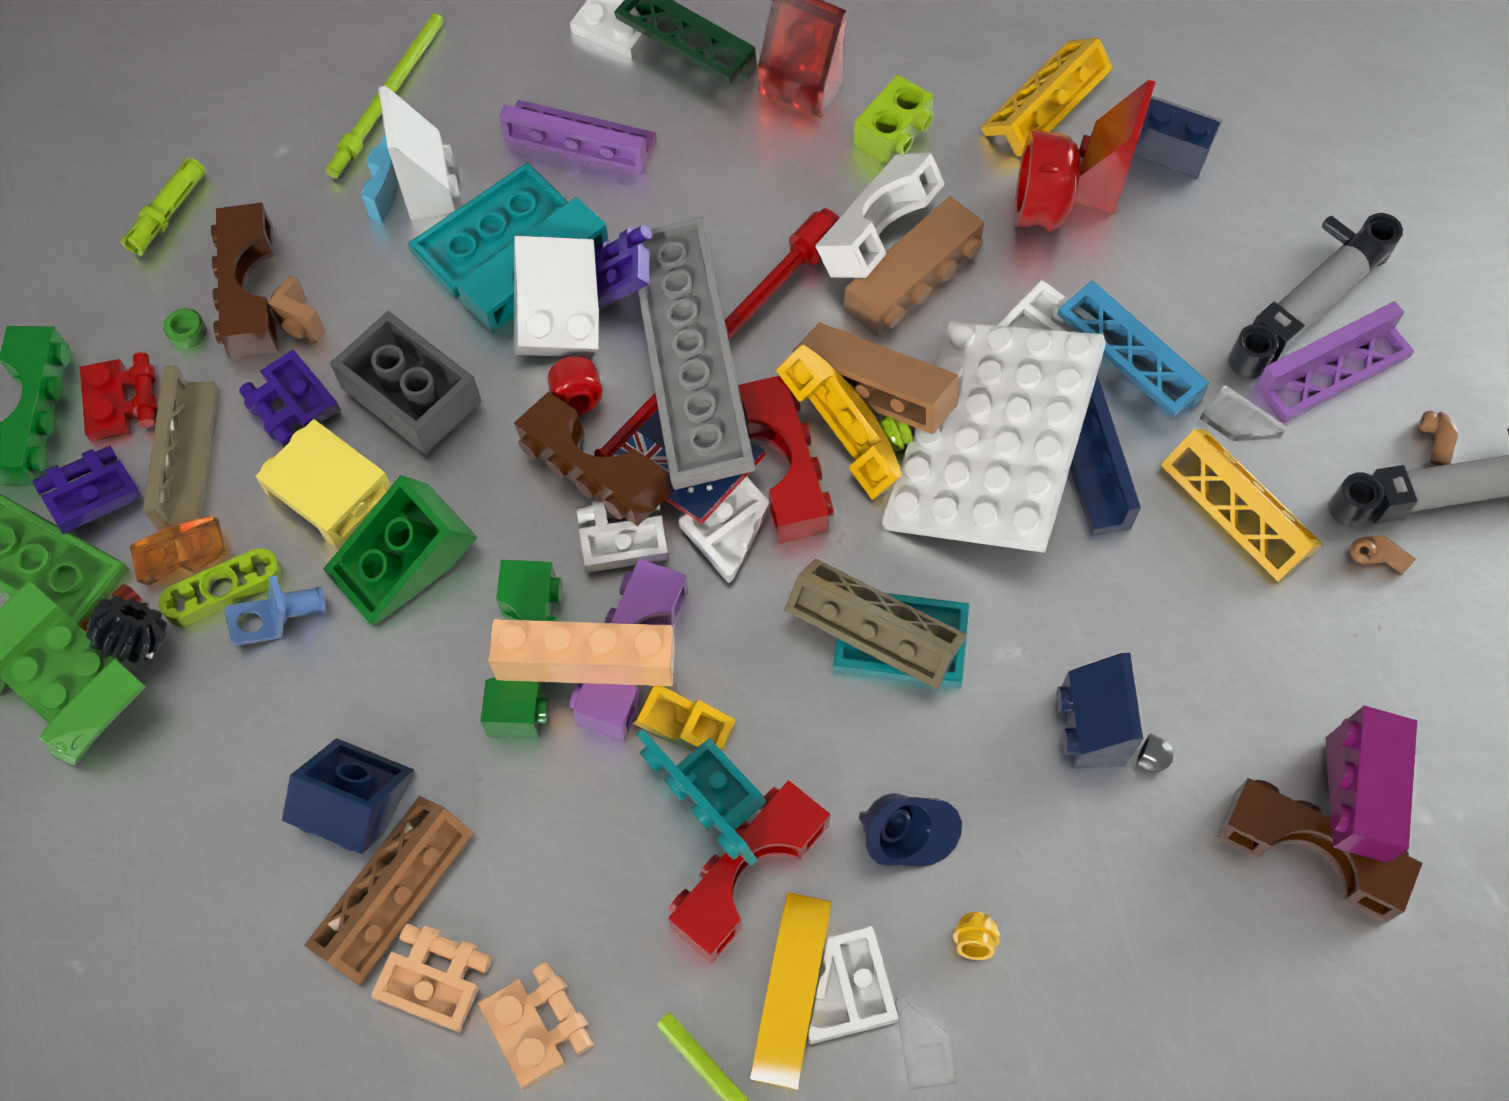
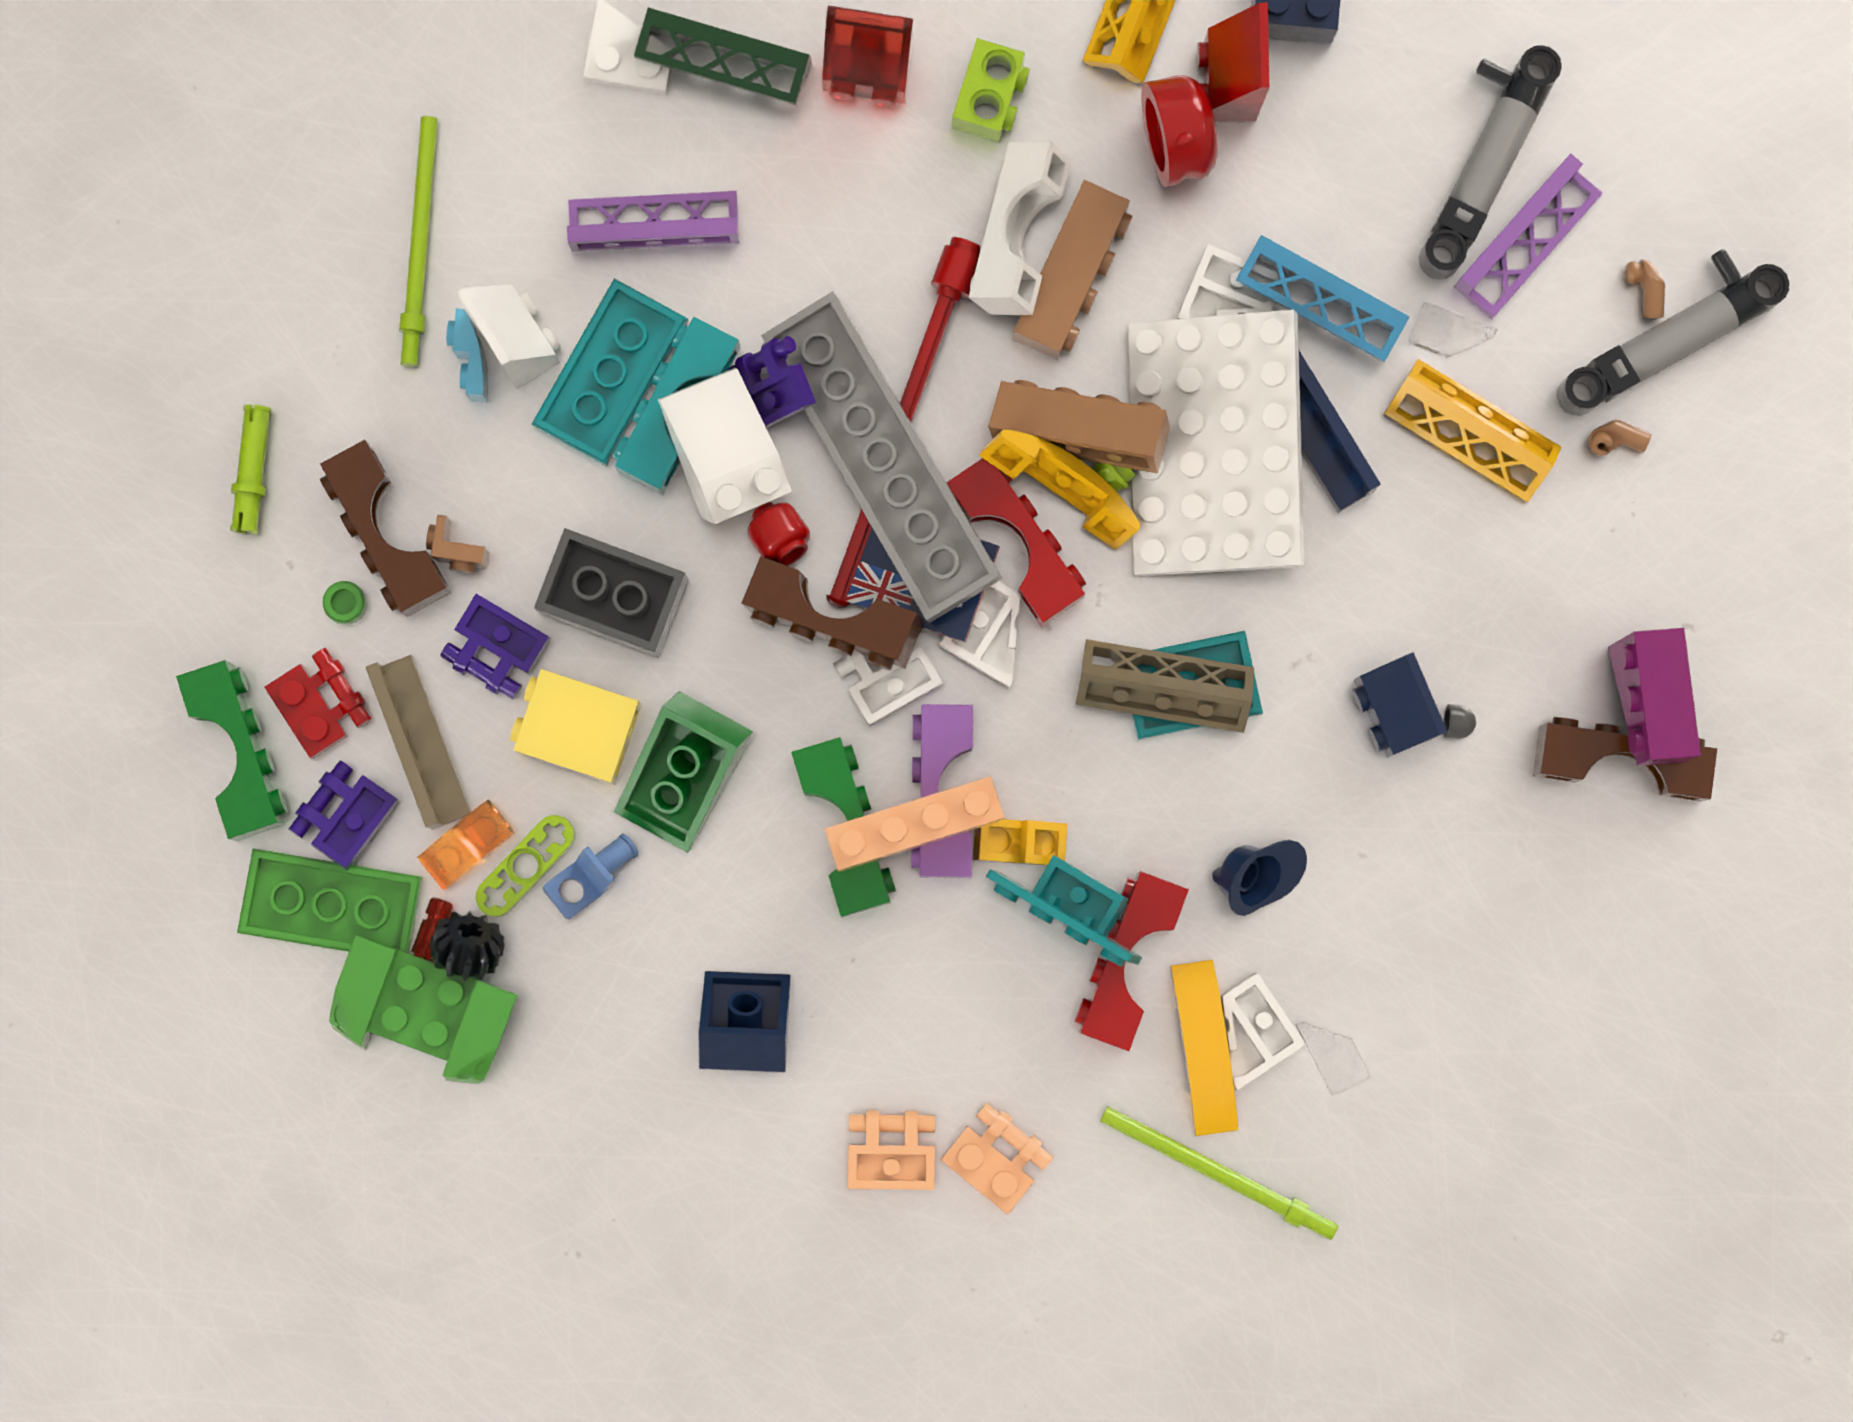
camera: 25 degrees left, 20 degrees up
(392, 890) = (825, 1091): medium nougat fence -> none
(976, 936) = (1349, 946): yellow plate -> none

